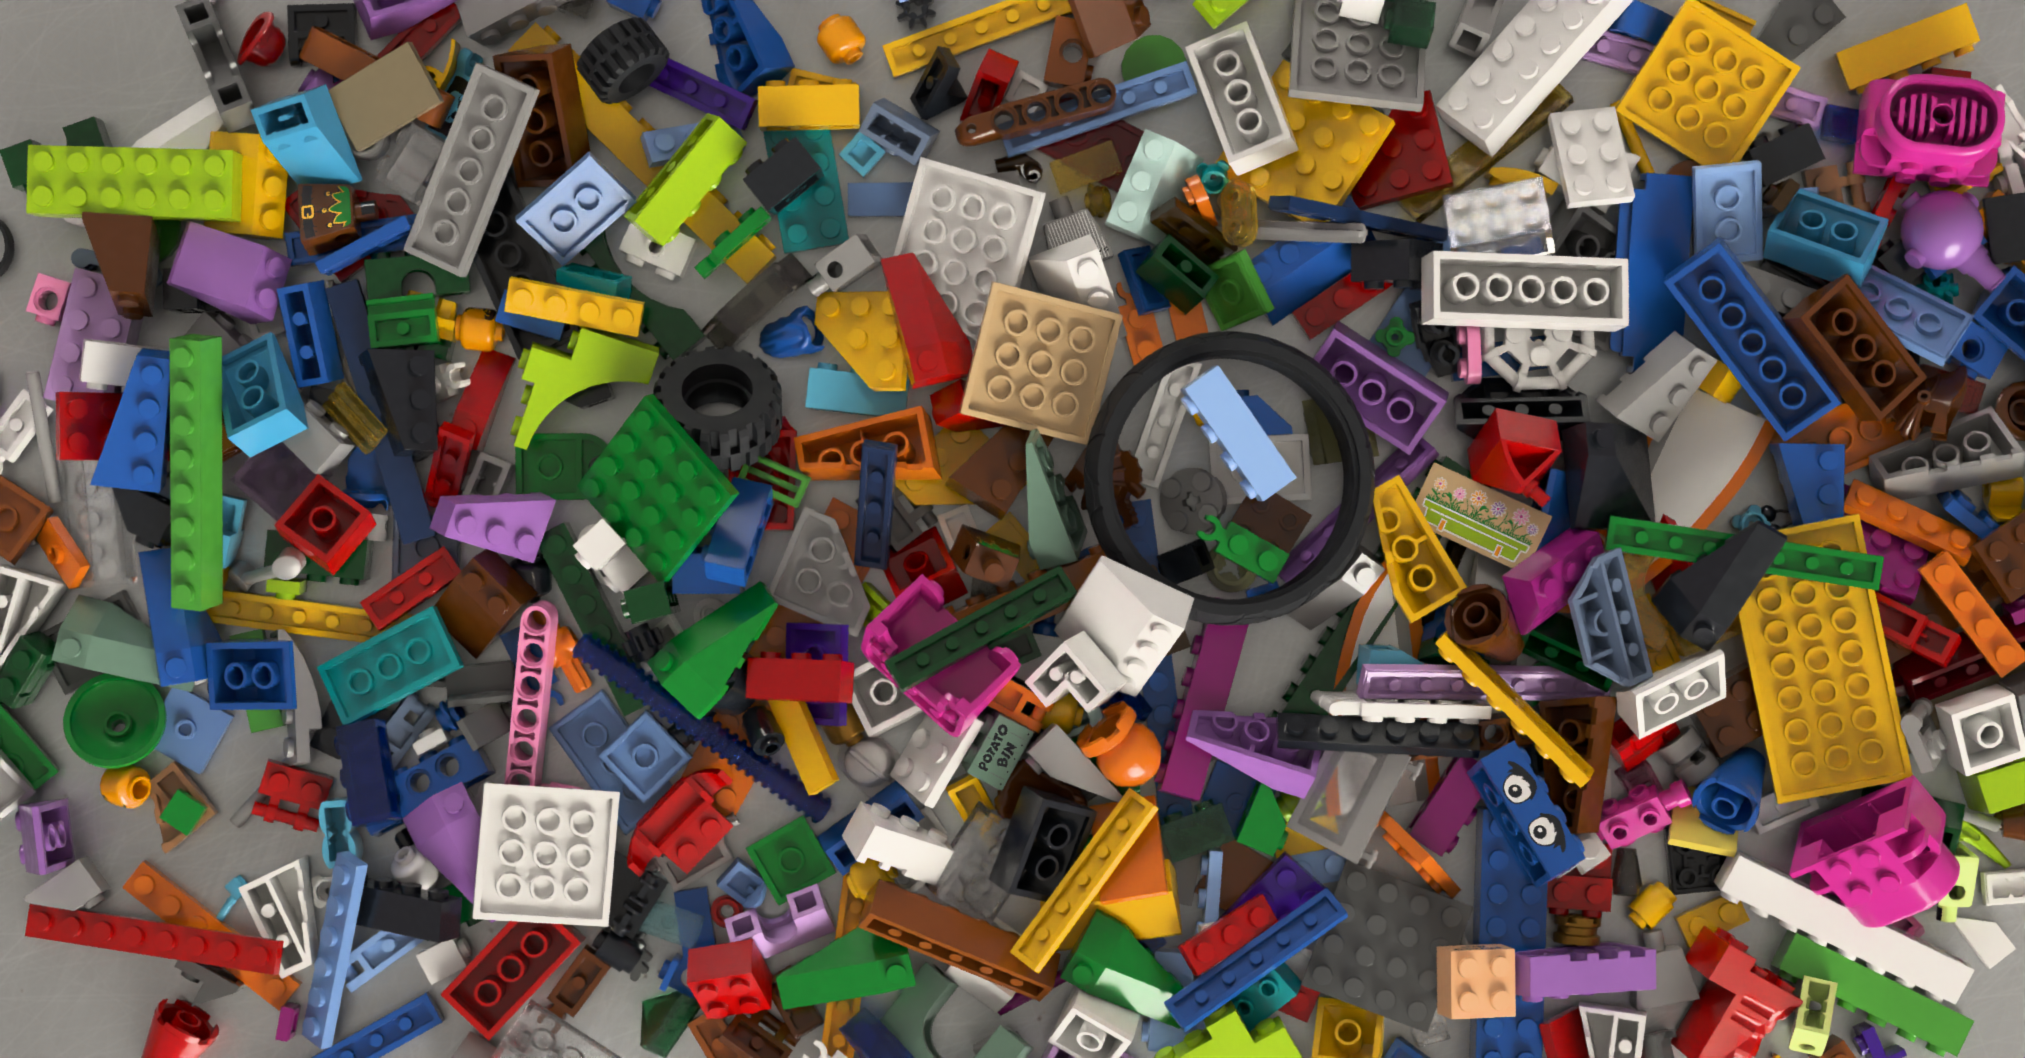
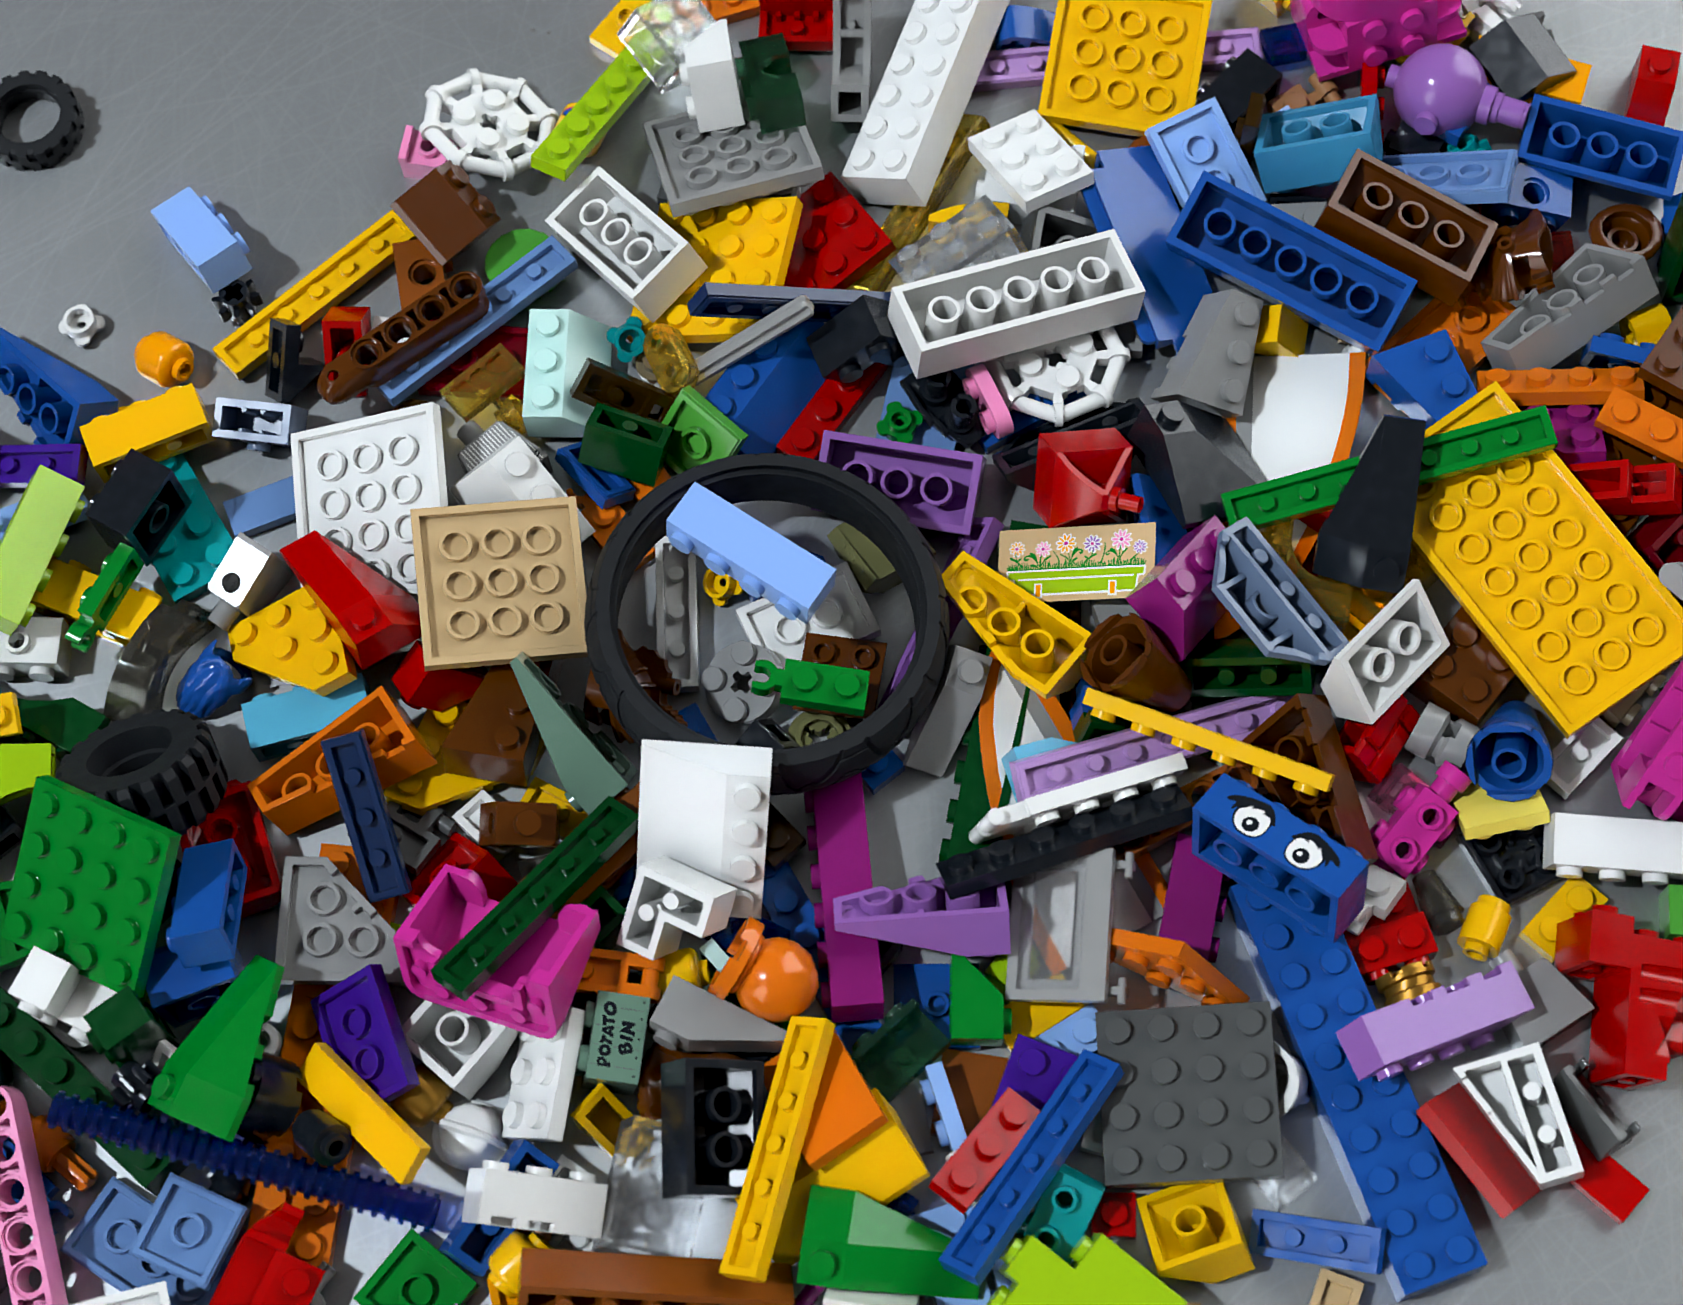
camera: 15 degrees left, 20 degrees down
(800, 491) = (274, 843): bright green tile -> none
(800, 678) = (340, 1045): red brick -> none
(862, 154) = (228, 466): medium azure plate -> none
(1196, 195) = (615, 355): orange plate -> none
(1476, 981) = (1312, 1080): light nougat brick -> none

